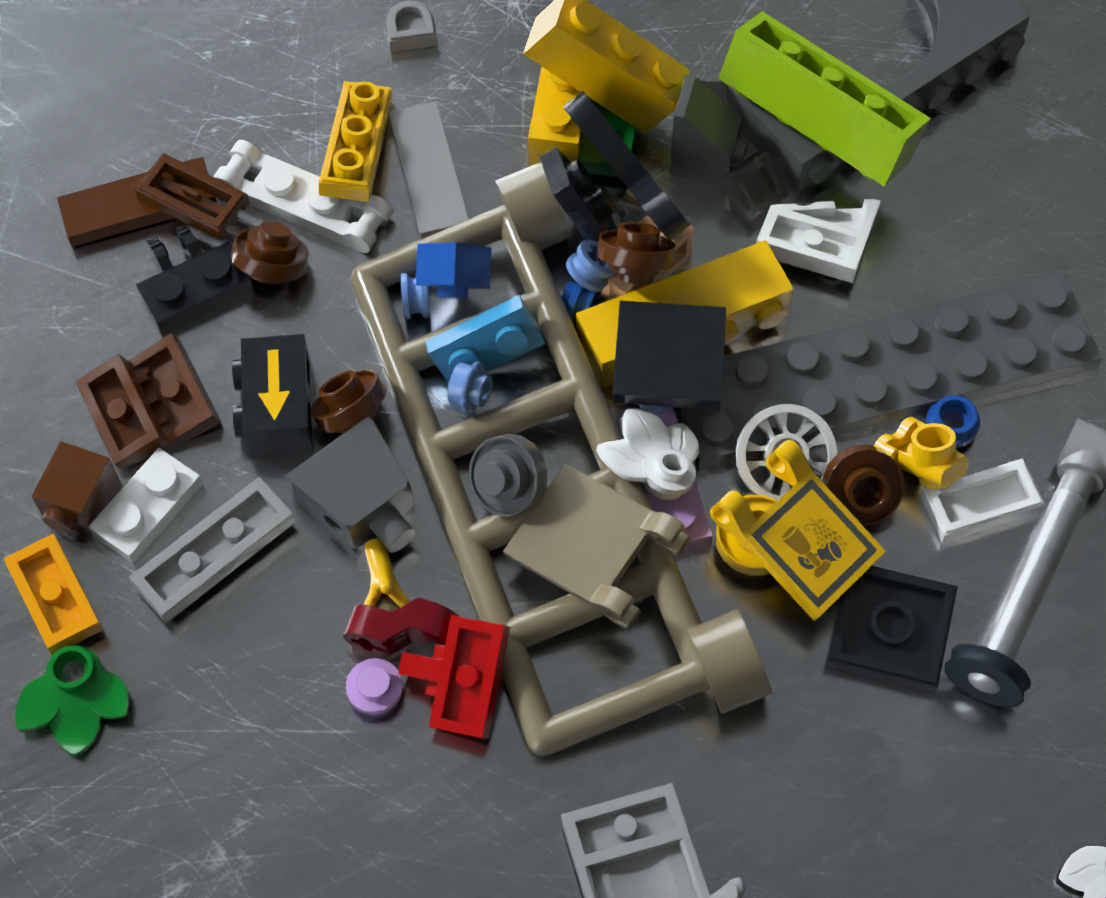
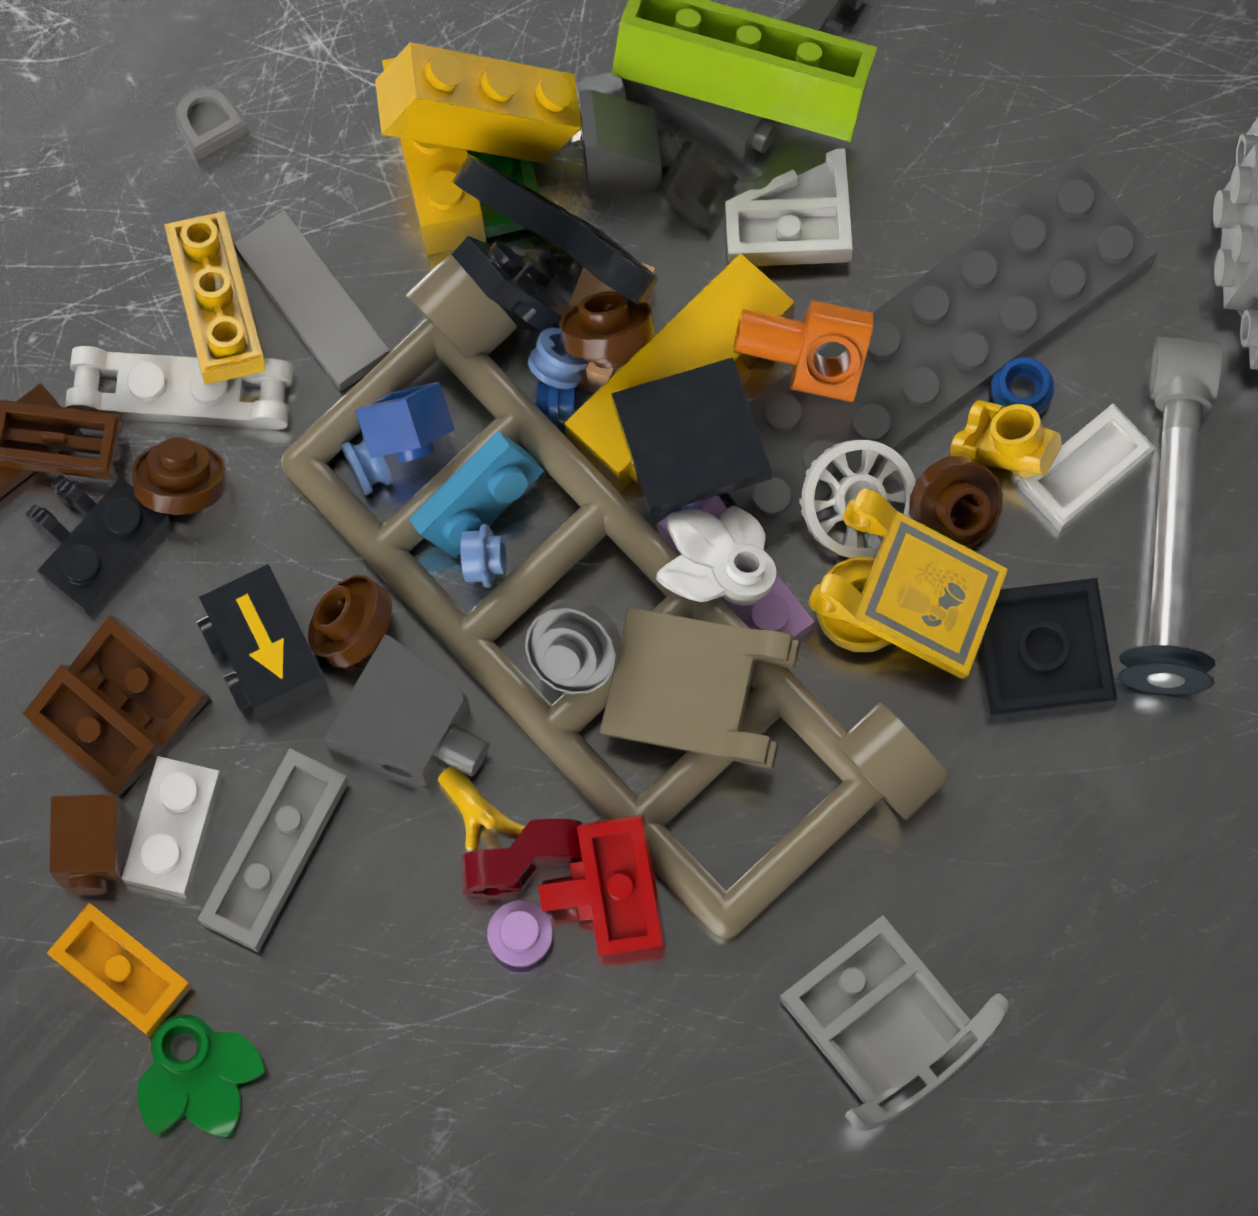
camera: 20 degrees left, 10 degrees up
(780, 315) = (797, 341): none -> orange piece

